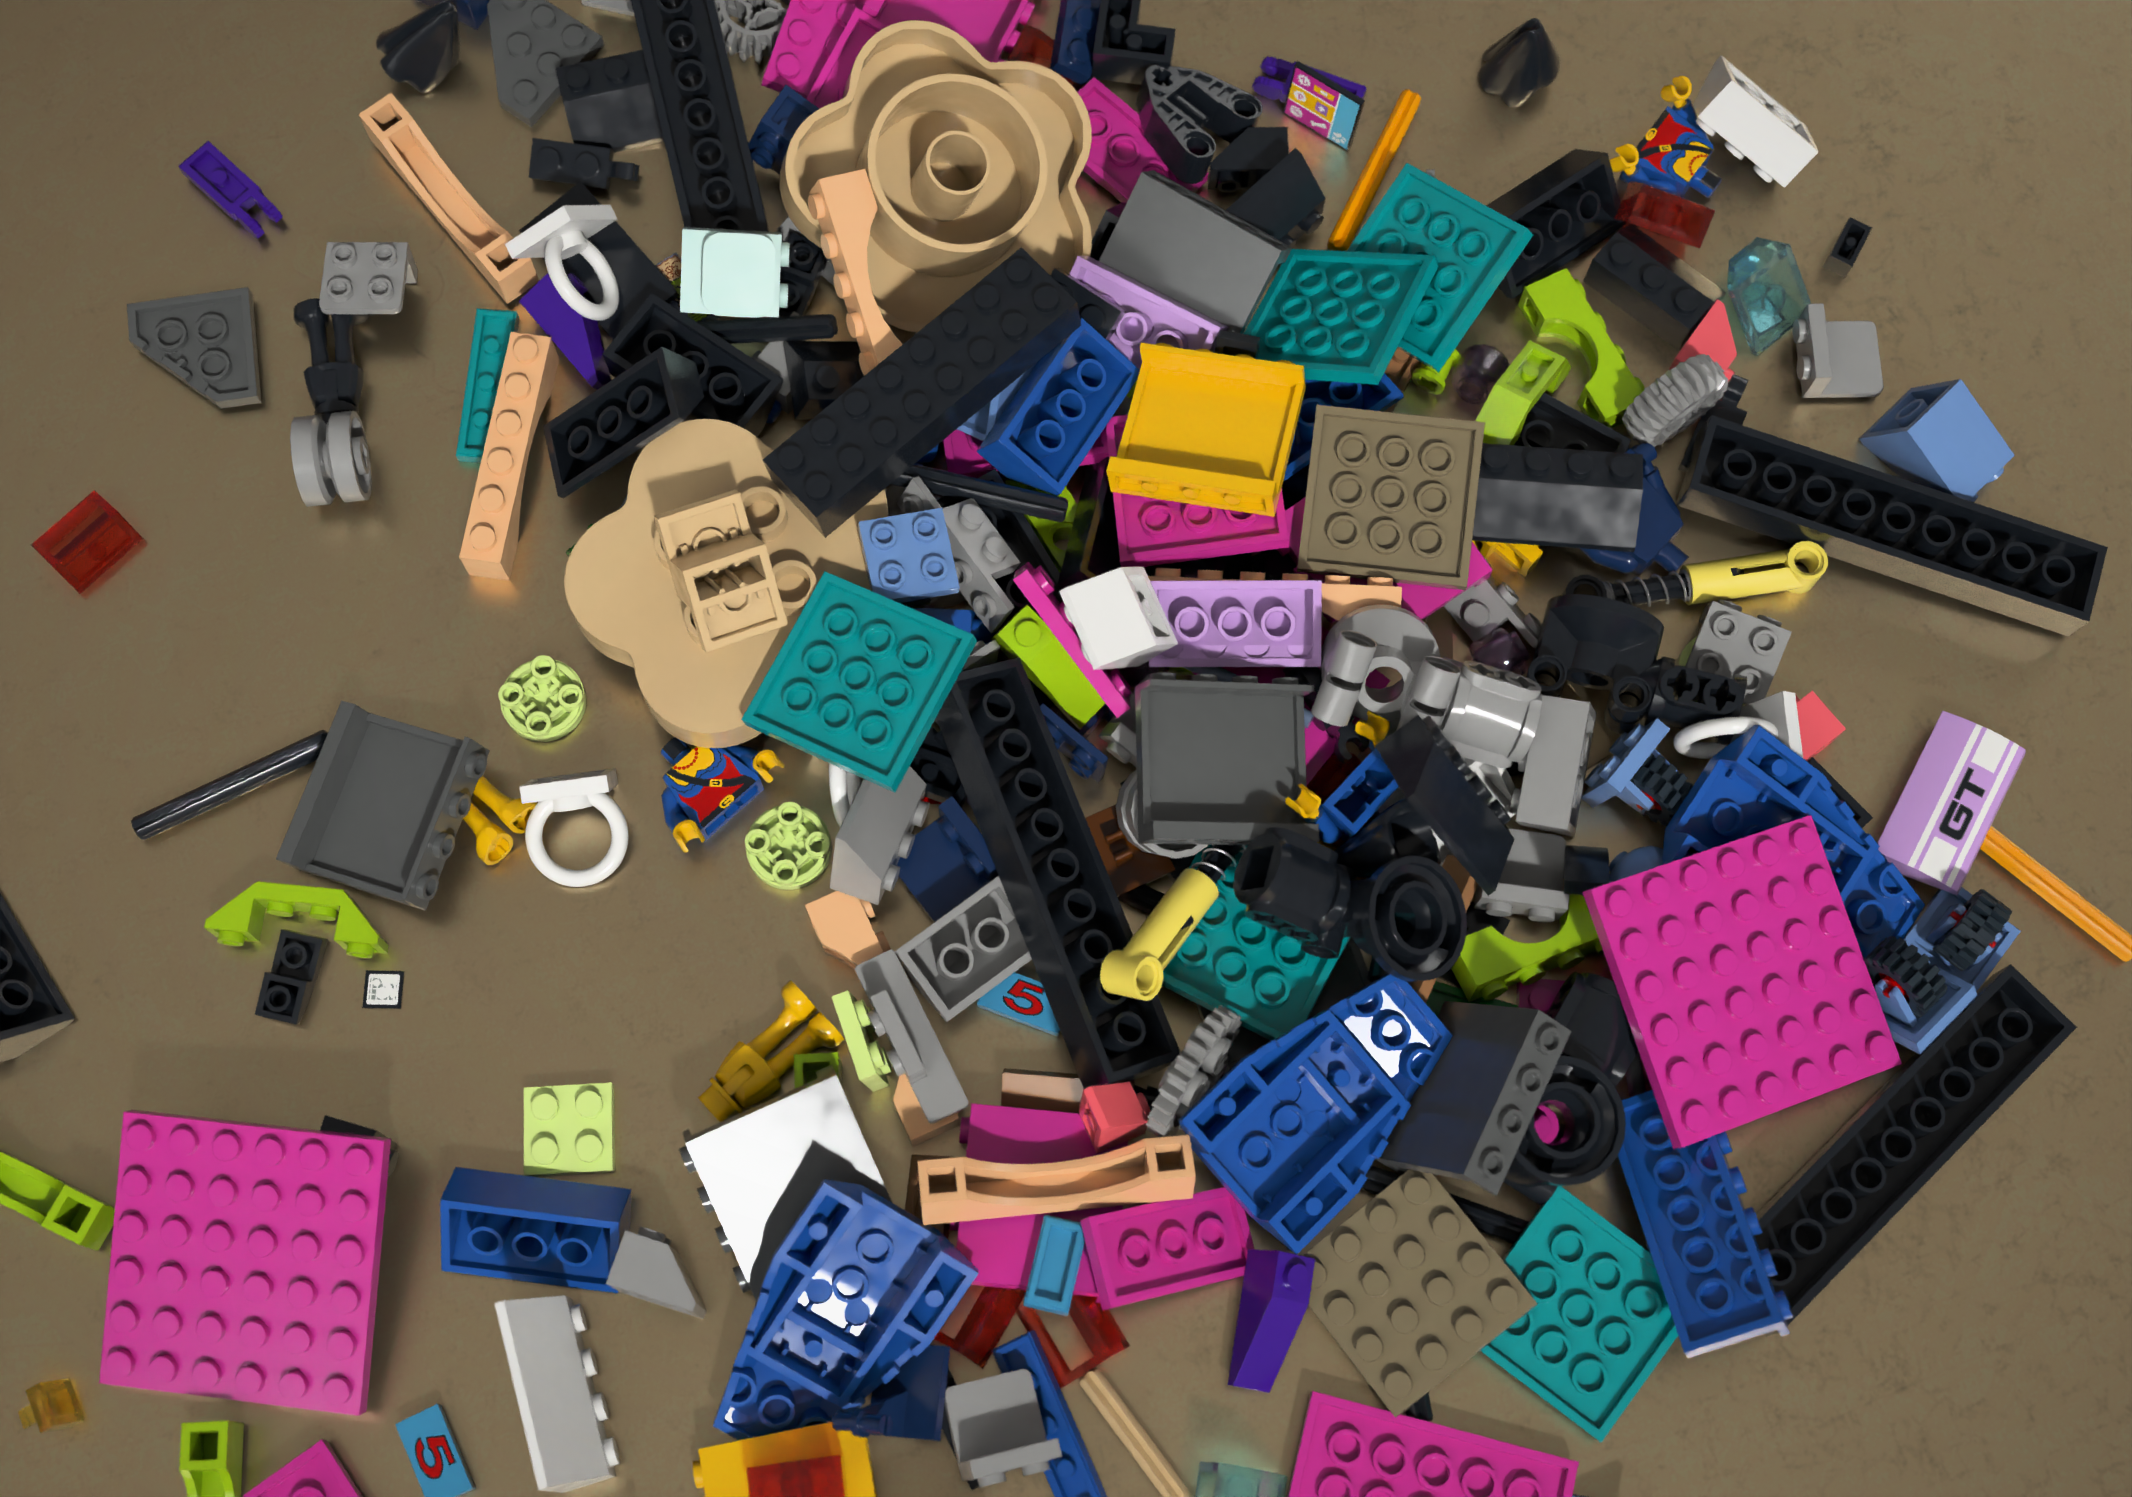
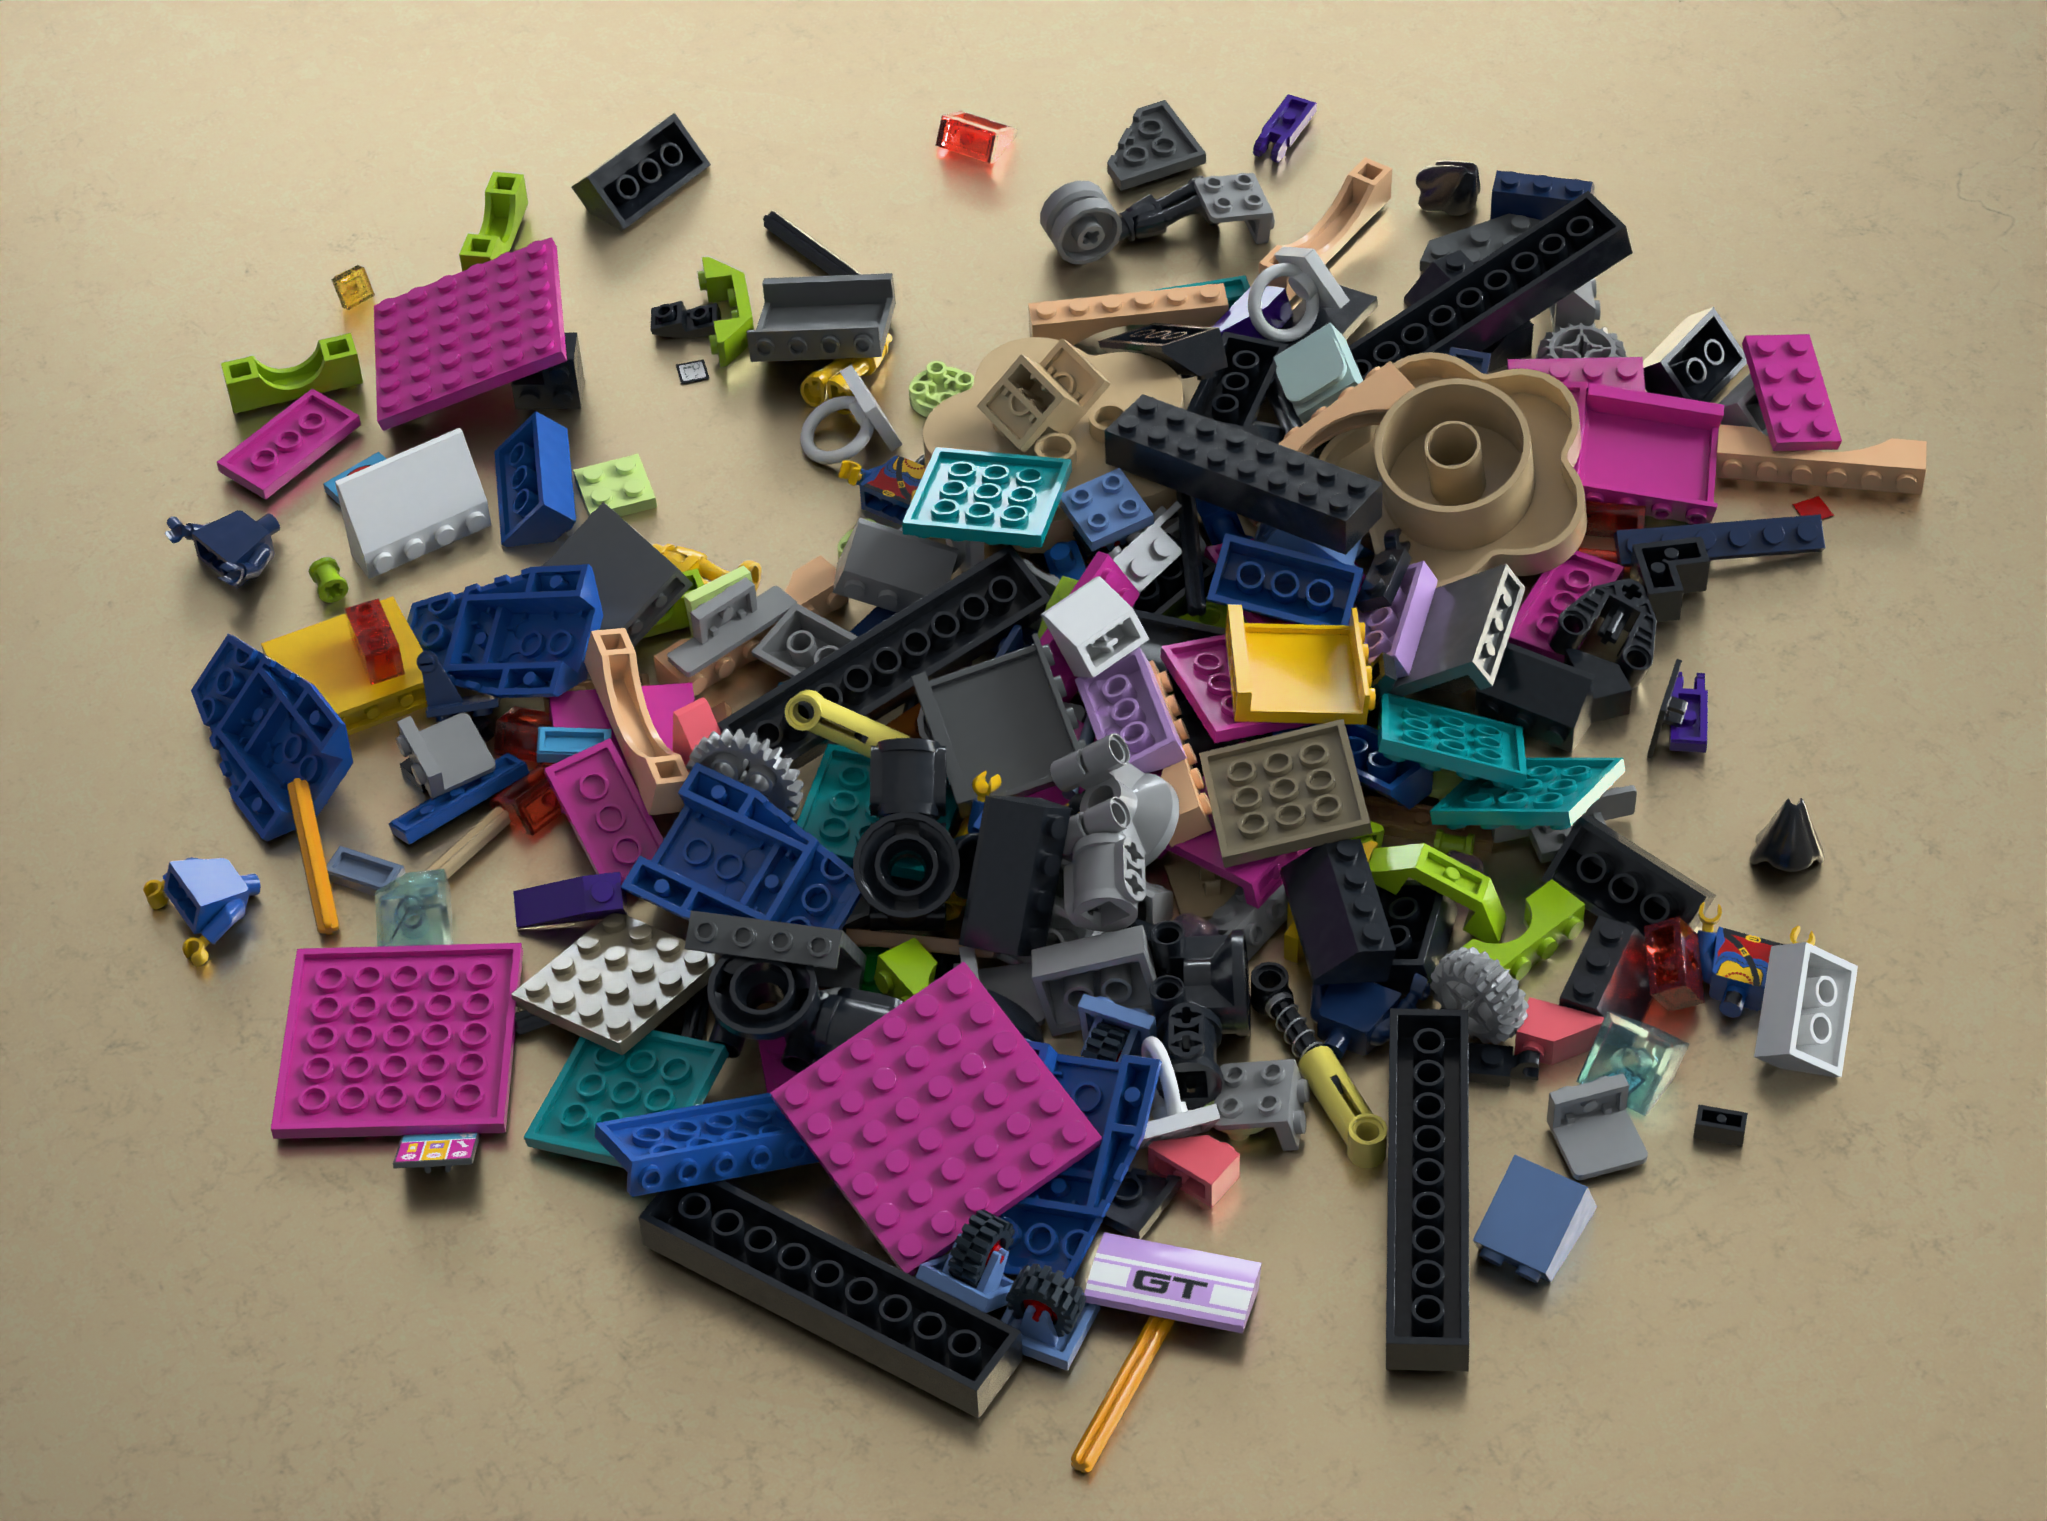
camera: 80 degrees right, 25 degrees down
(576, 163) = (1392, 290): black plate -> none
(654, 1272) = (515, 537): light grey slope -> none
(1374, 171) = (1663, 775): light orange axle -> none

